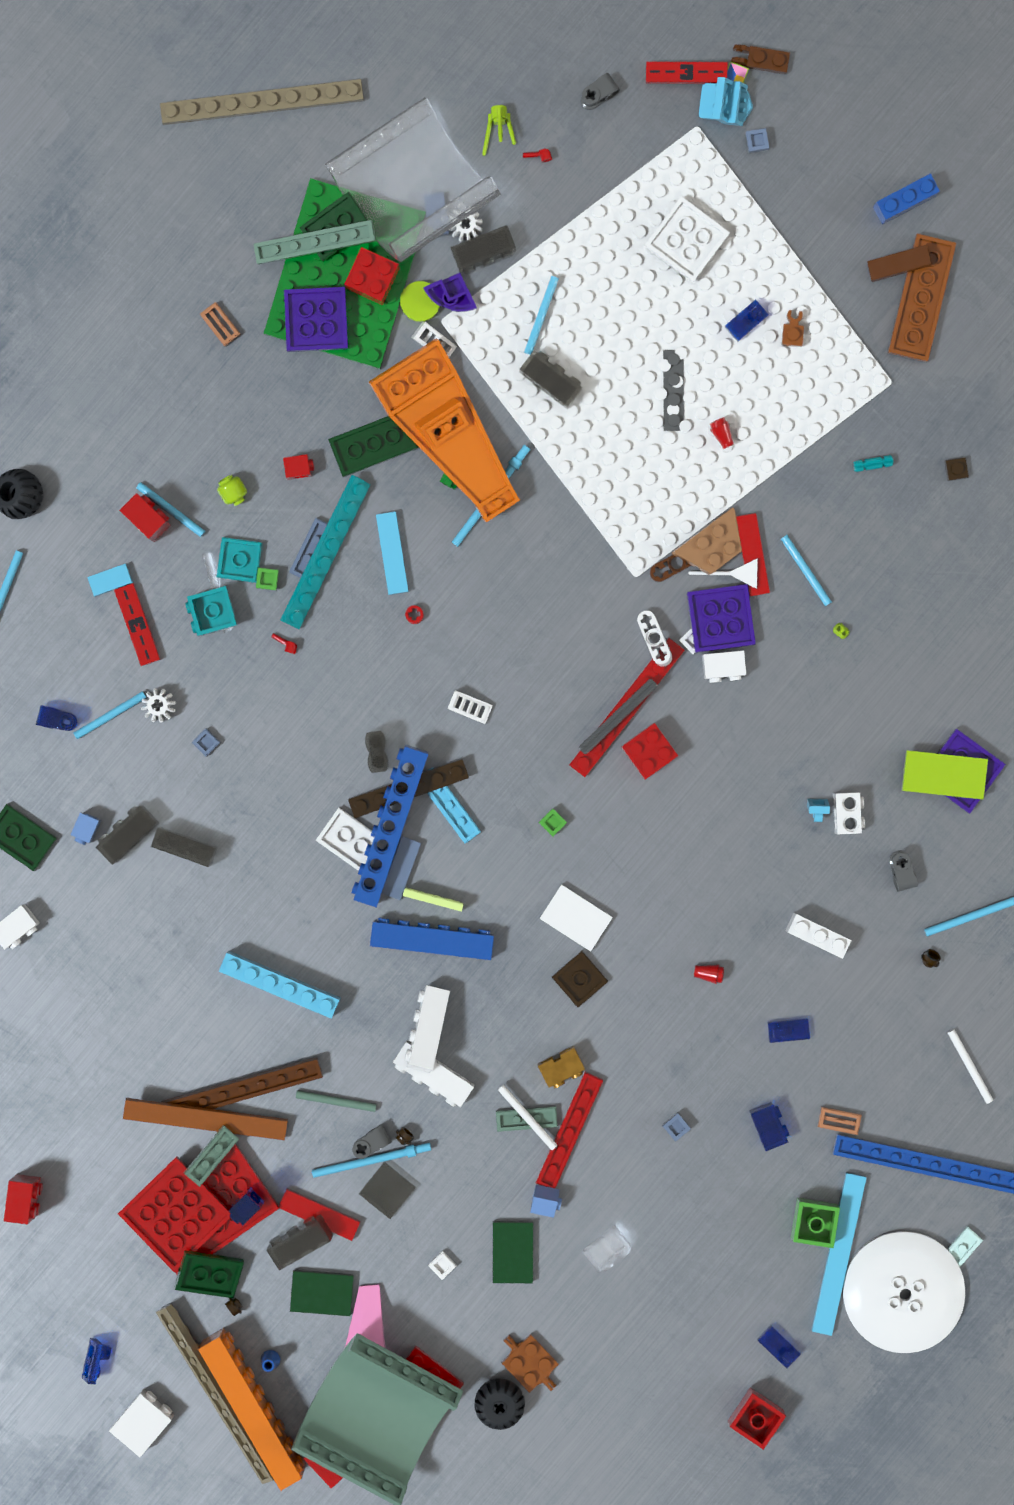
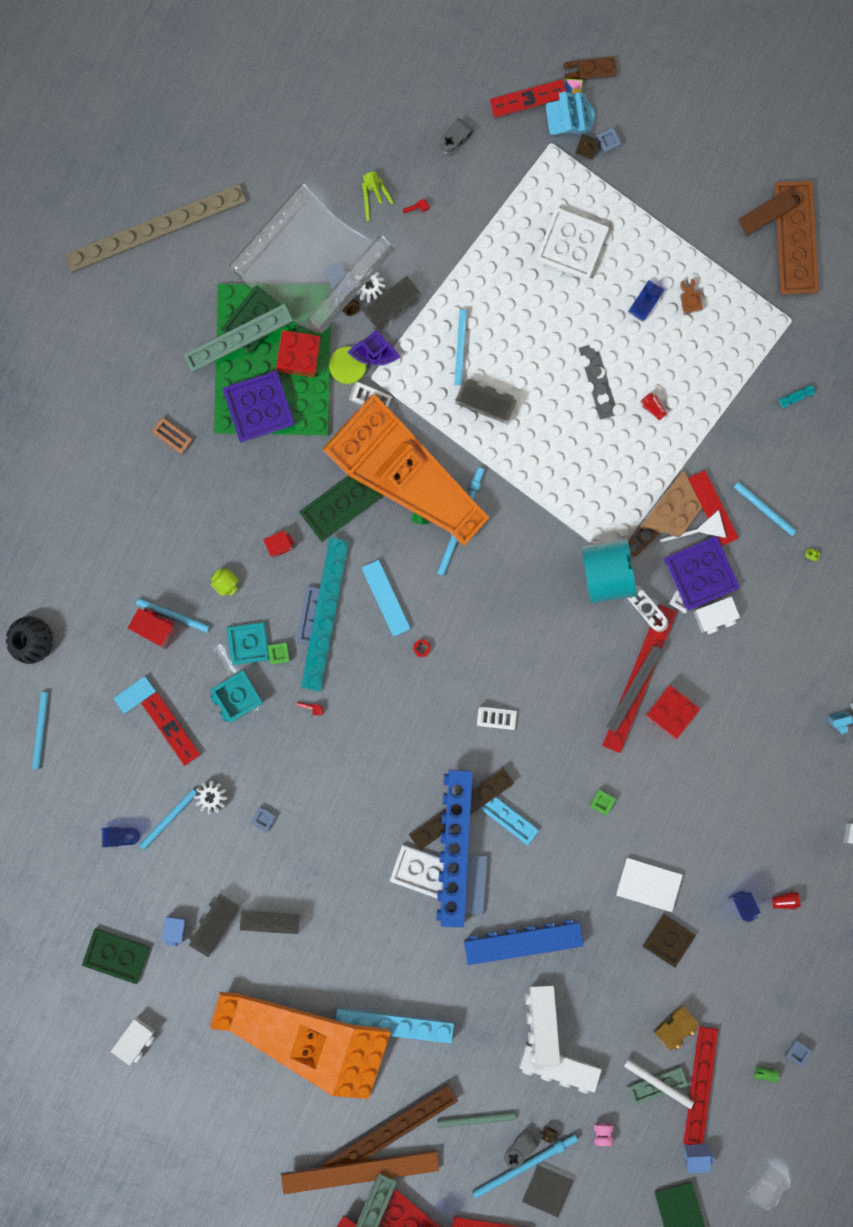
camera: 20 degrees left, 5 degrees down
(215, 999) = (338, 1055): none -> orange wing
(376, 746) = (425, 788): clear smoke brick -> none
(433, 899) = (507, 905): yellowish green tile -> none
(441, 242) = (351, 308): none -> dark brown plate
(458, 1151) = (603, 1134): none -> bright pink wheel
(625, 590) = (609, 571): none -> teal brick
(639, 1139) = (767, 1074): none -> bright green pin
(664, 966) = (744, 906): none -> clear blue brick
(733, 140) = (587, 146): none -> dark brown plate
(906, 199) = (756, 155): blue brick -> none

